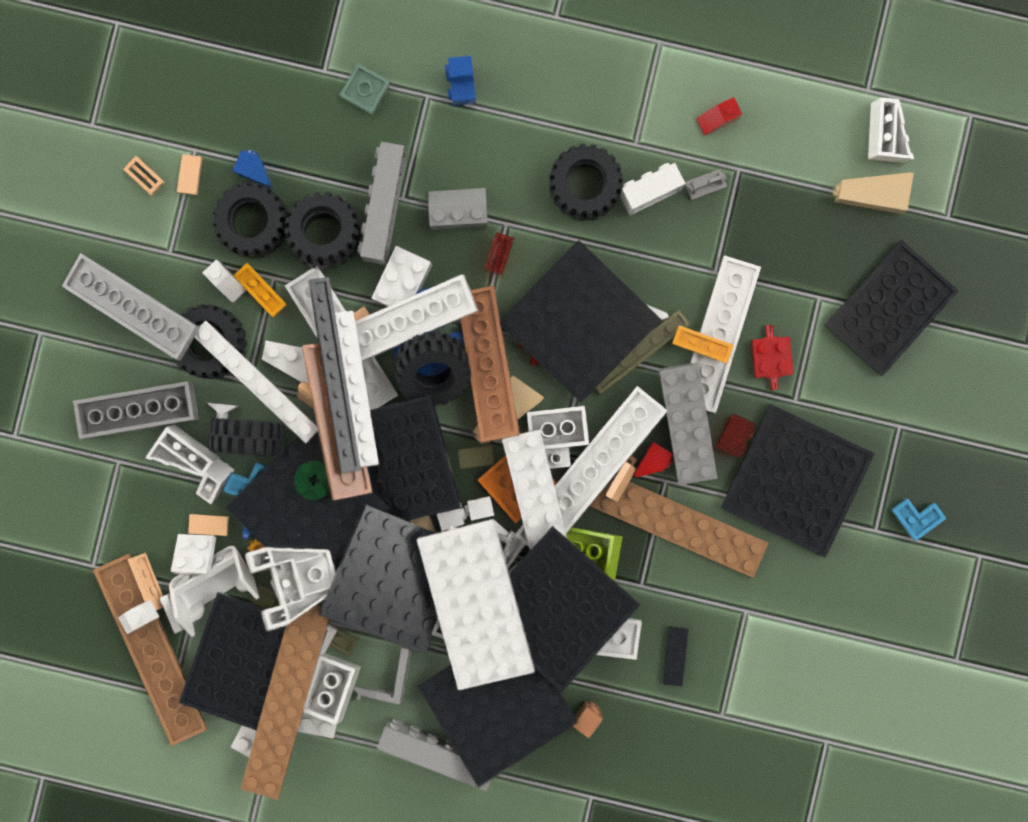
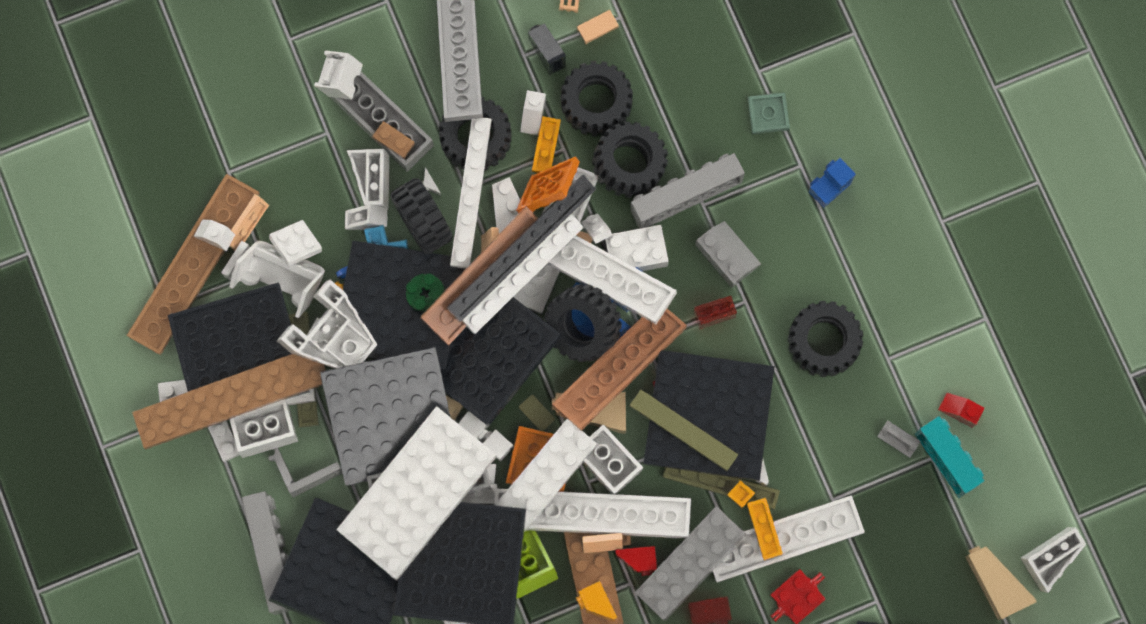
camera: 50 degrees right, 10 degrees down
(74, 420) = (339, 75): none -> white piece
(164, 413) = (393, 140): none -> medium nougat plate
(178, 229) = (547, 48): none -> slope
(208, 524) = (327, 238): light nougat tile -> none
(252, 168) = (639, 71): blue slope -> none
(297, 313) = (549, 185): none -> orange plate
(360, 300) = (596, 228): none -> white plate
(558, 457) = (585, 478): white brick -> none
(579, 351) = (683, 430): none -> olive tile
(651, 188) = (860, 395): white brick -> none
(661, 342) = (741, 494): none -> light orange plate
(666, 522) = (596, 602): none -> light orange slope
(752, 155) = (949, 456): none -> teal brick

